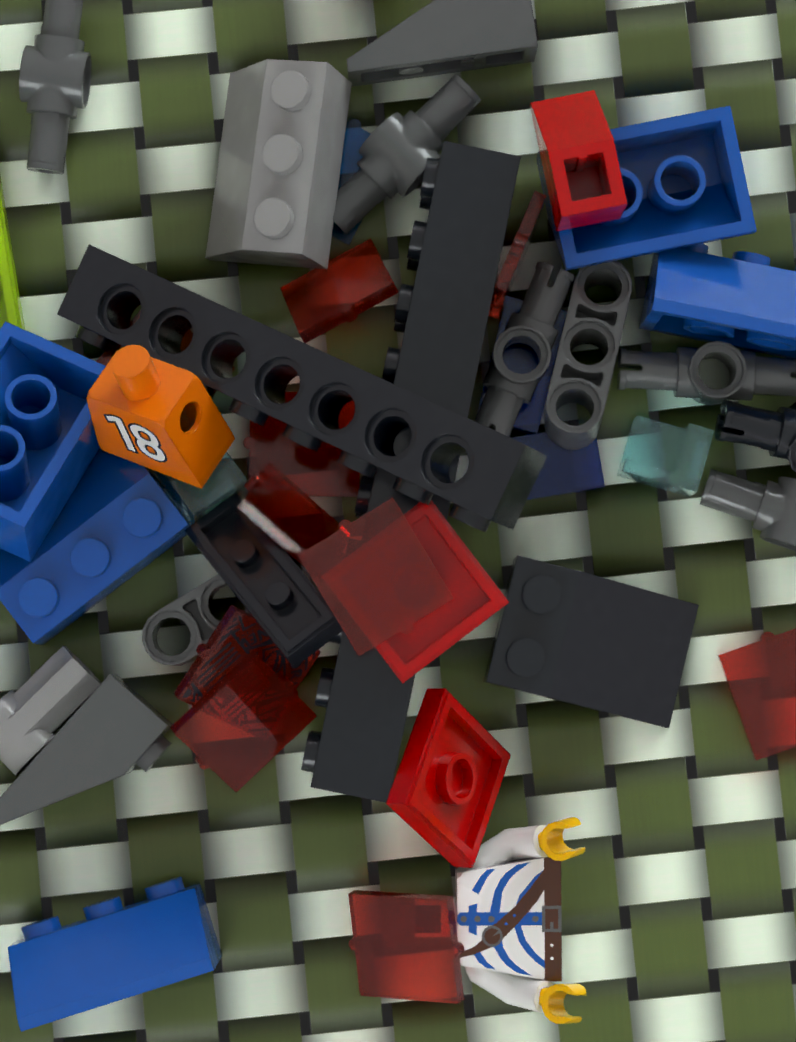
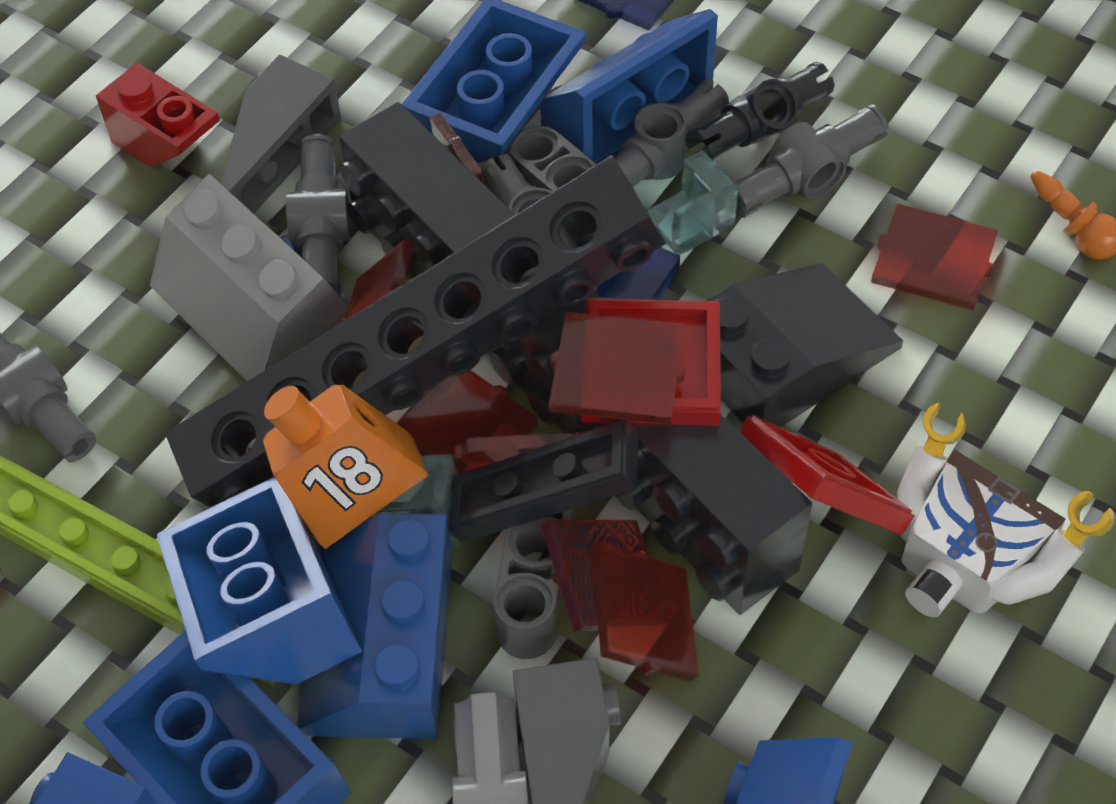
camera: 45 degrees left, 30 degrees down
(406, 946) = (944, 622): clear red piece -> none
(578, 160) = (442, 71): red slope -> none

